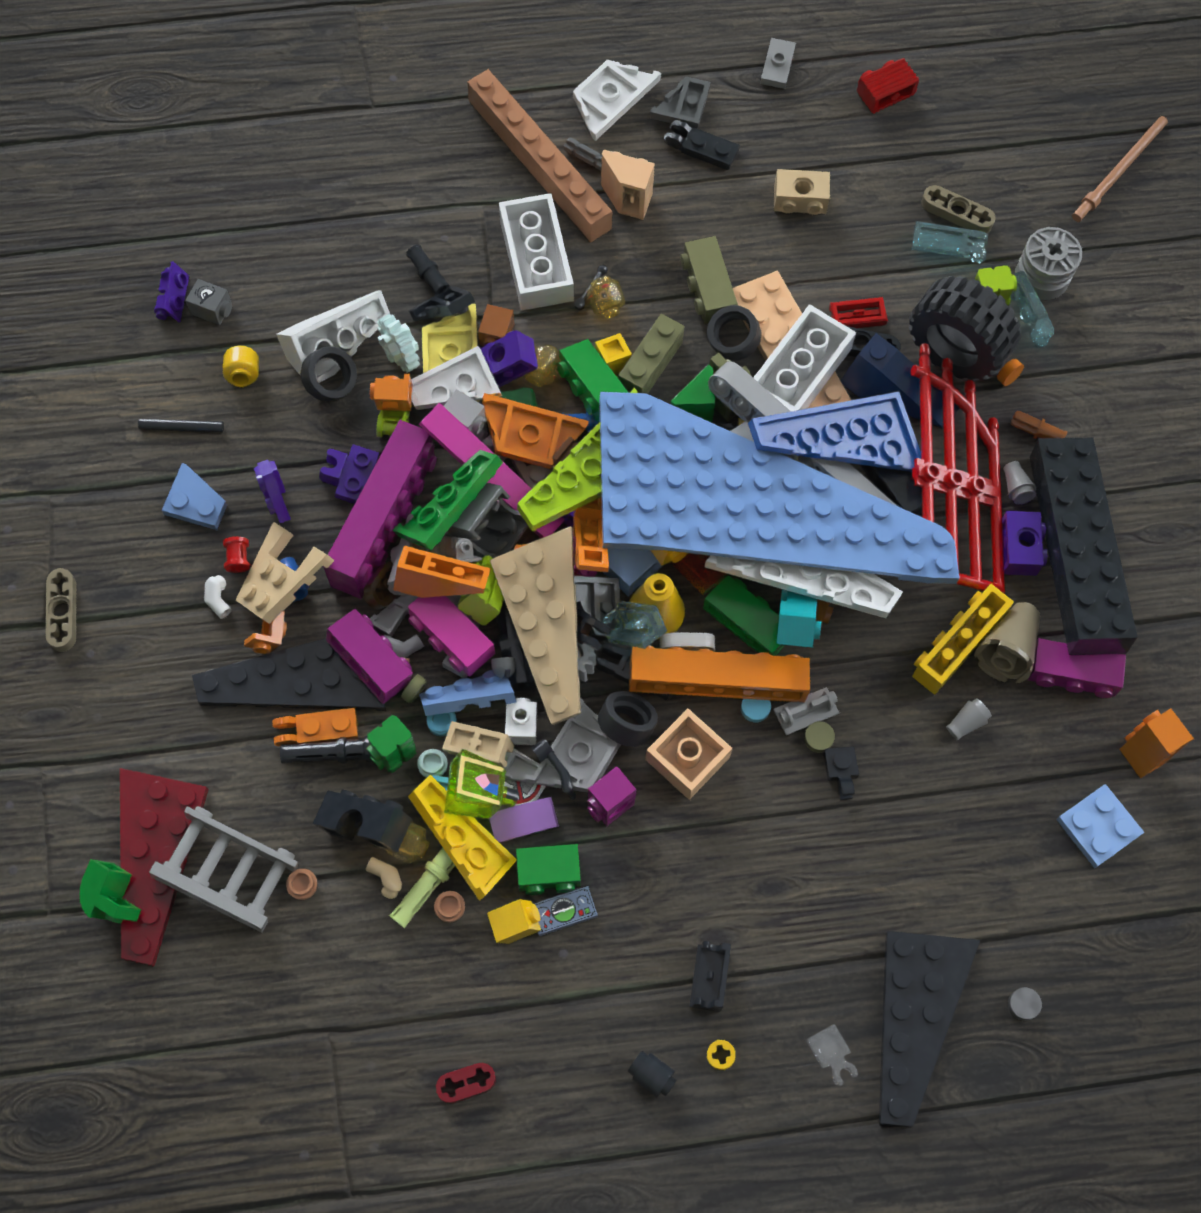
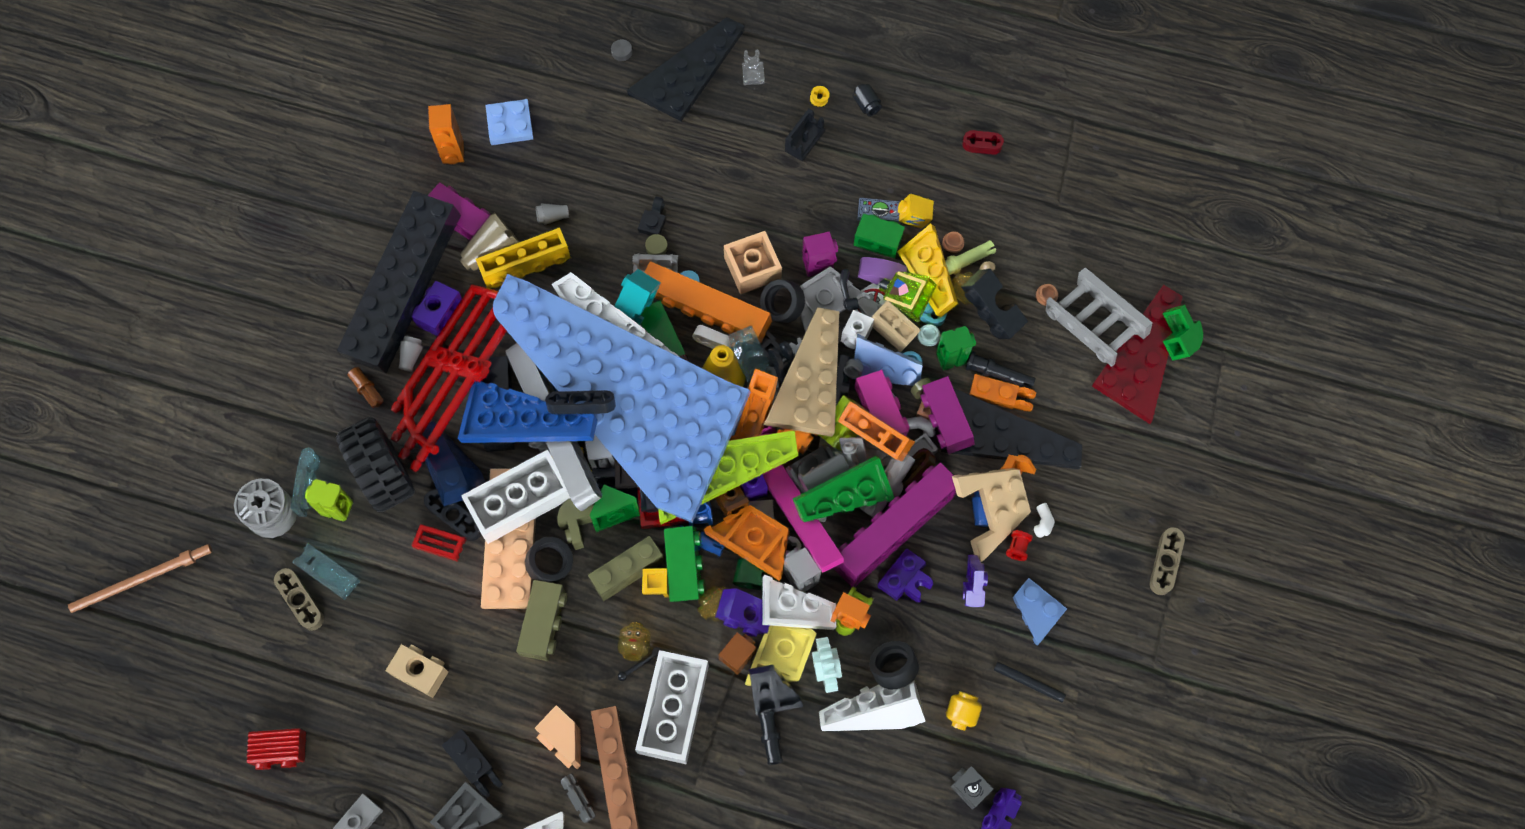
camera: 155 degrees left, 0 degrees up
(797, 457) = (596, 402): none -> black beam

